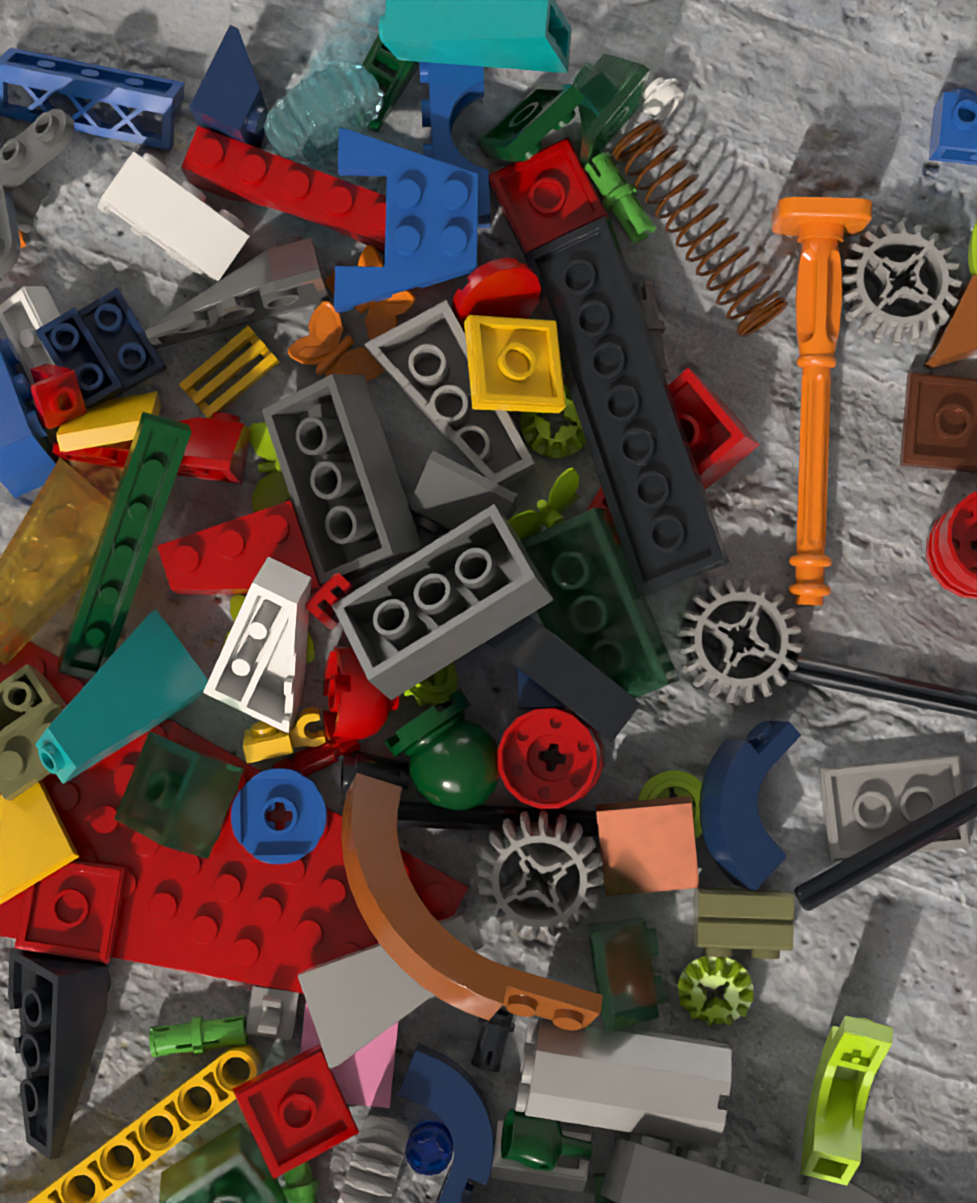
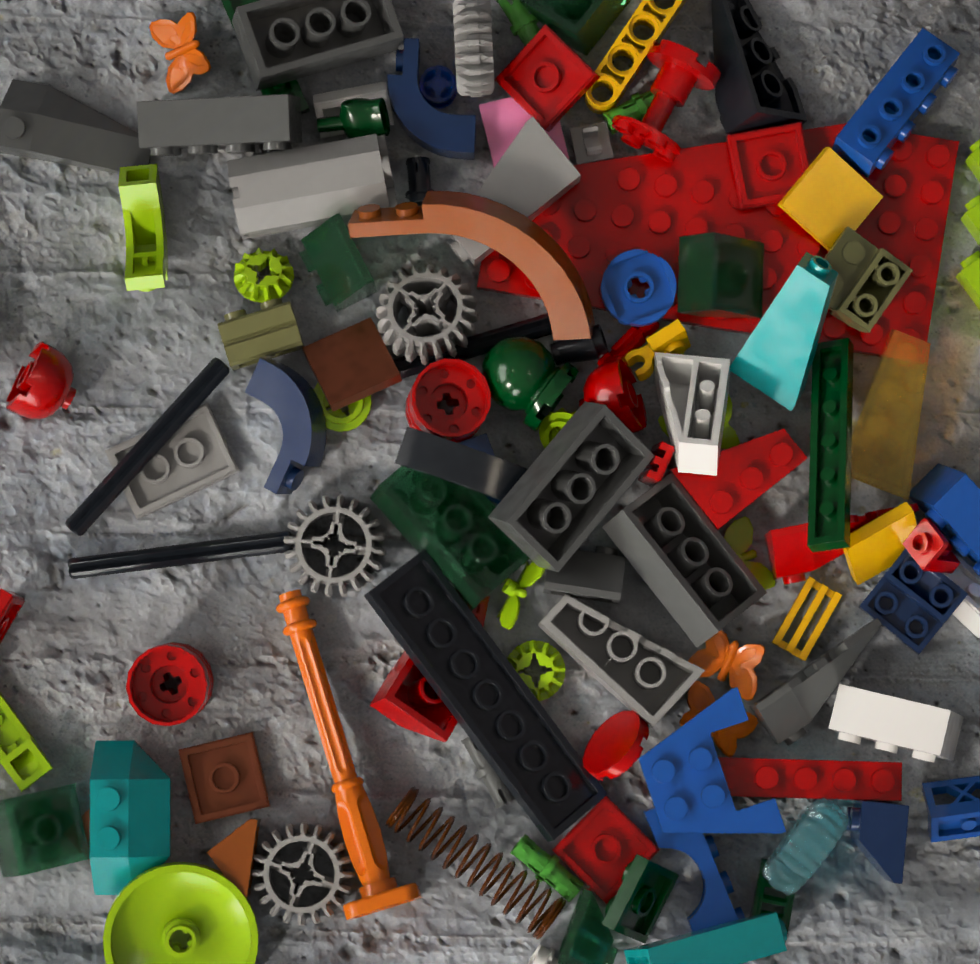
camera: 160 degrees right, 0 degrees up
(139, 1055) = (671, 87): none -> red piece
(514, 364) = (582, 695): yellow tile -> none

